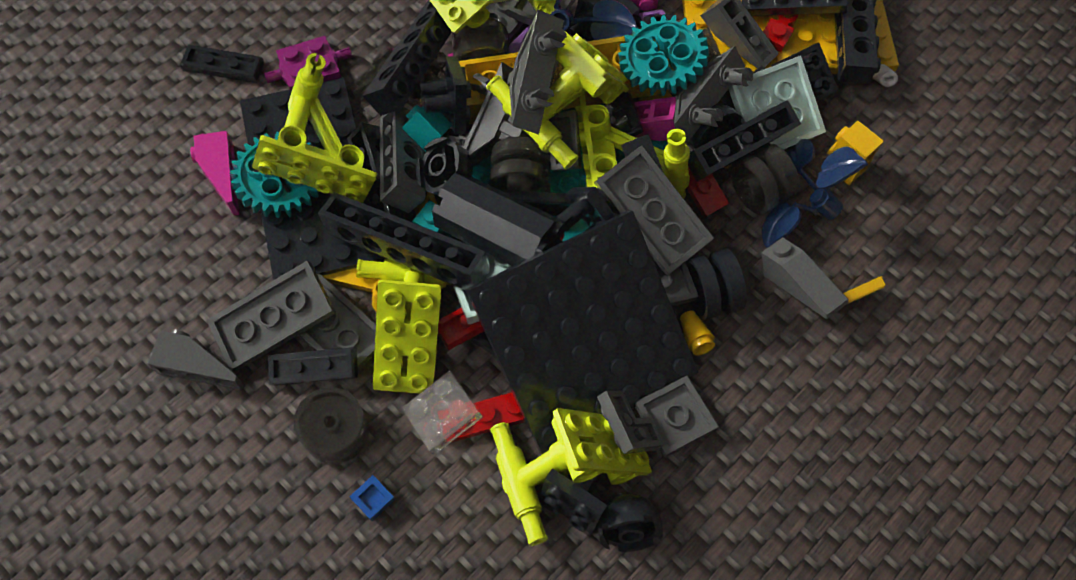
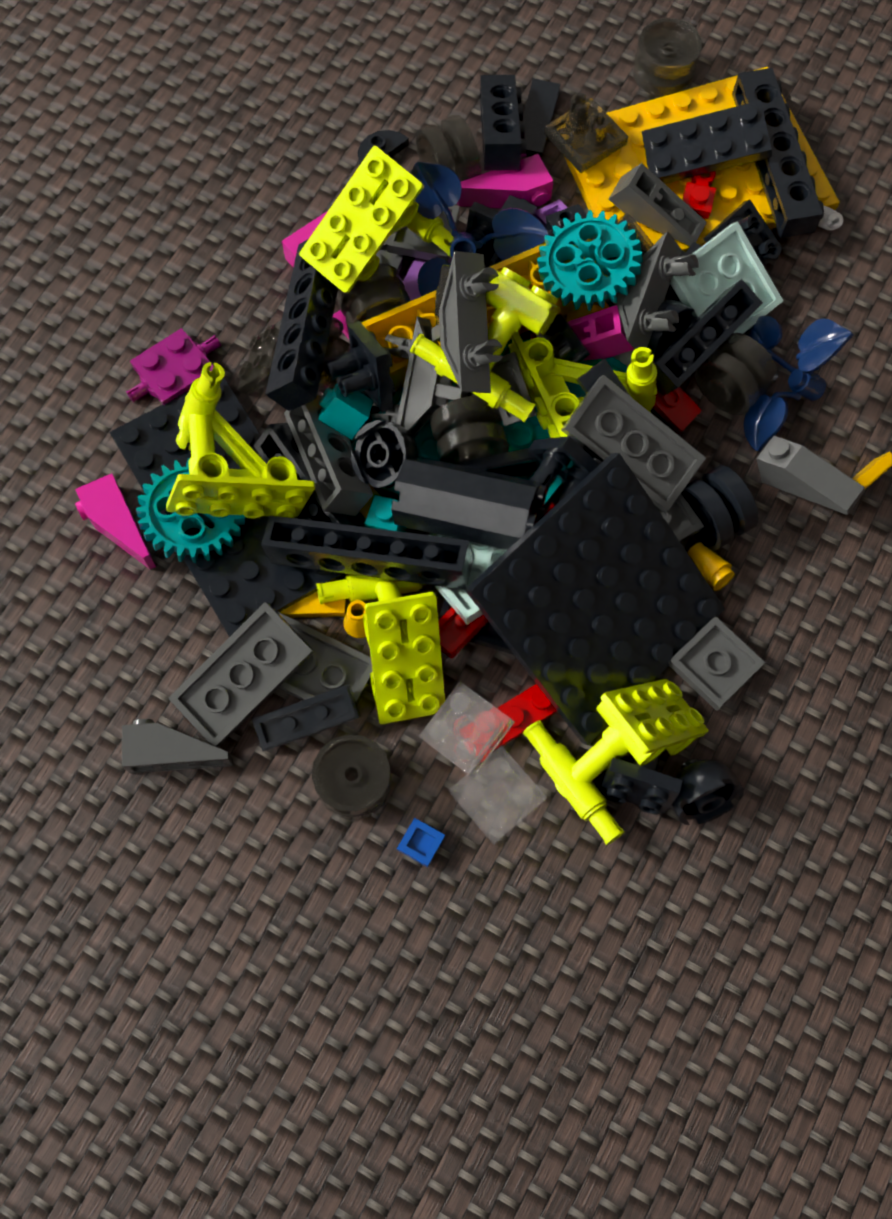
camera: 15 degrees left, 5 degrees up
(222, 63) = (70, 392): black tile -> none
(452, 477) = (498, 795): none -> clear plate
(631, 433) = (681, 695): dark grey plate -> none
(862, 141) = (824, 303): yellow brick -> none

